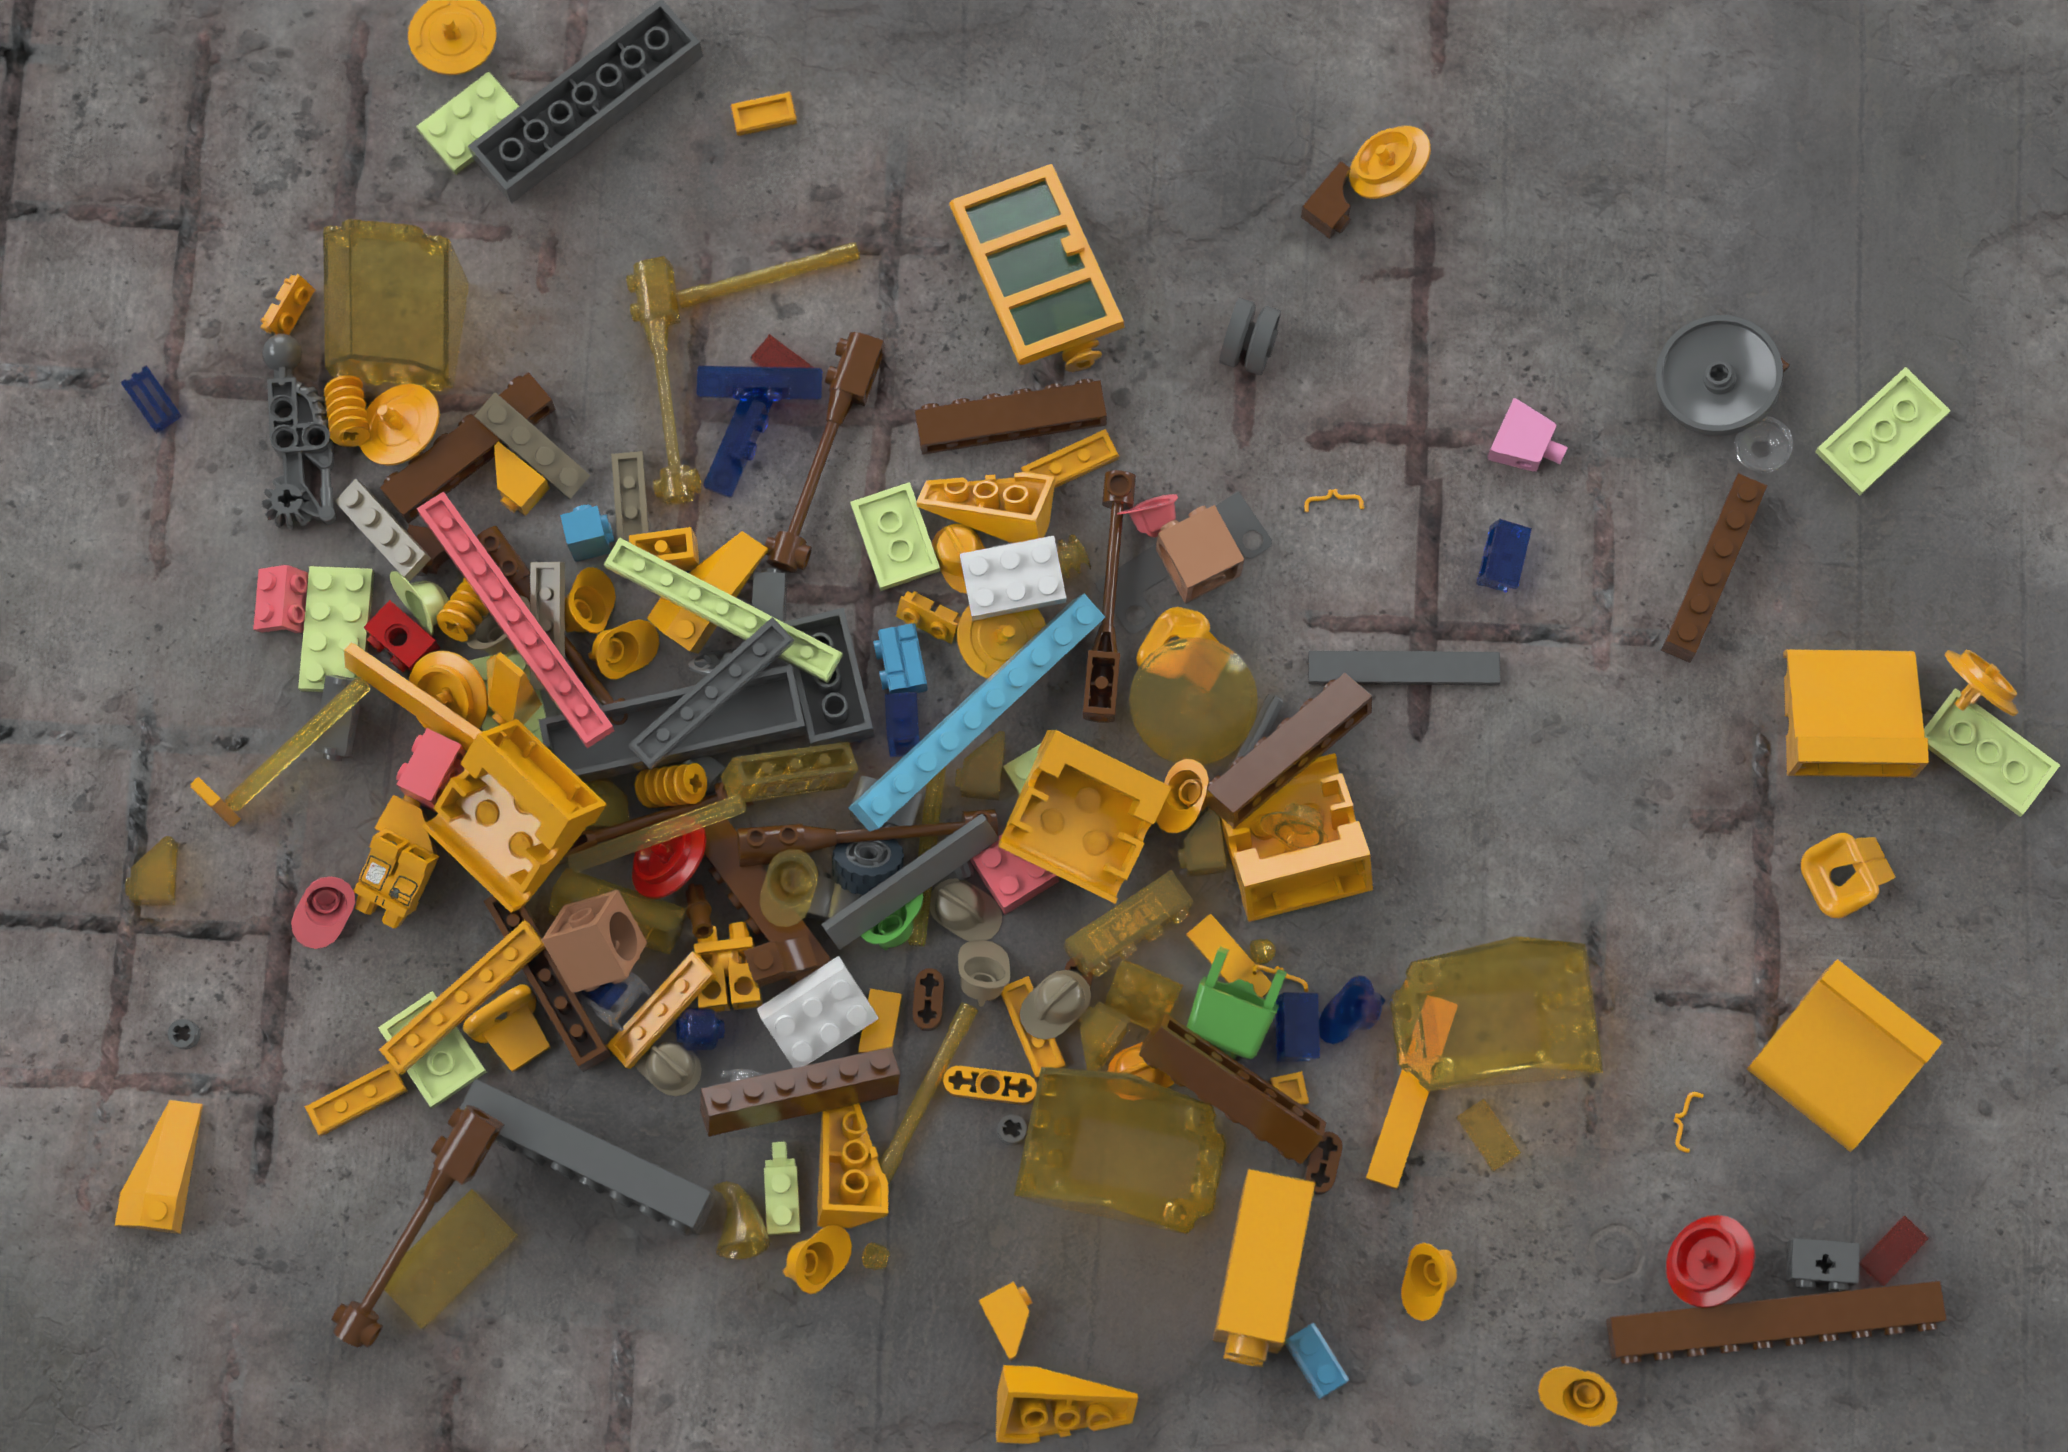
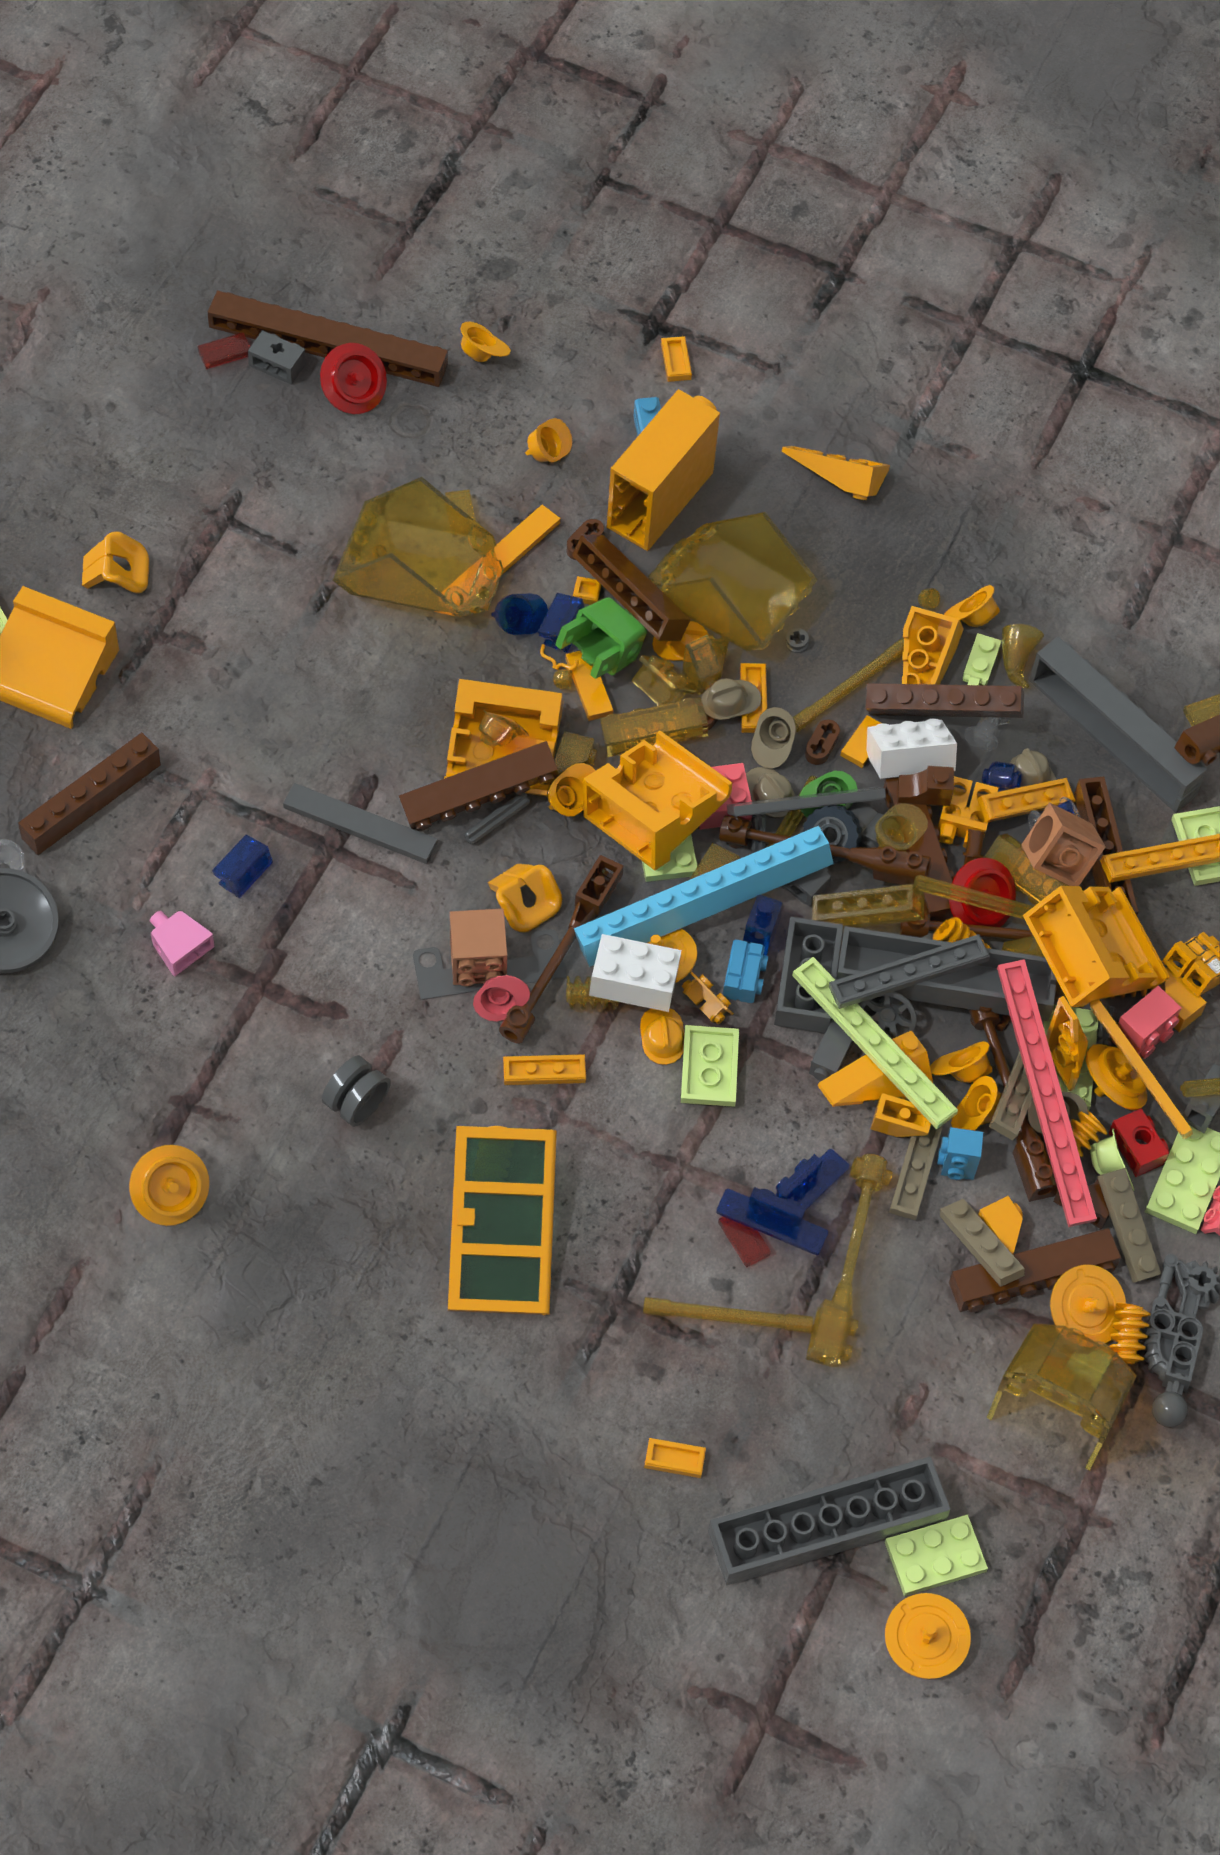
camera: 165 degrees left, 15 degrees down
(293, 299) = (1161, 1446): light orange hinge -> none
(515, 1038) = (1143, 831): light orange piece -> none
(849, 384) = (697, 1194): reddish brown bar -> none
(967, 1072) = (796, 662): light orange beam -> none
(1005, 507) = (616, 1053): light orange wedge -> none
(1008, 1316) = (850, 529): light orange slope -> none
(1010, 416) = (577, 1117): reddish brown brick -> none
(1193, 700) = (533, 850): clear yellow dish -> none
(1327, 206) = (236, 1181): reddish brown arch -> none
(1329, 495) = (350, 967): light orange piece -> none
(1680, 1124) = (319, 477): light orange piece -> none
(1844, 1055) = (187, 461): light orange panel -> none

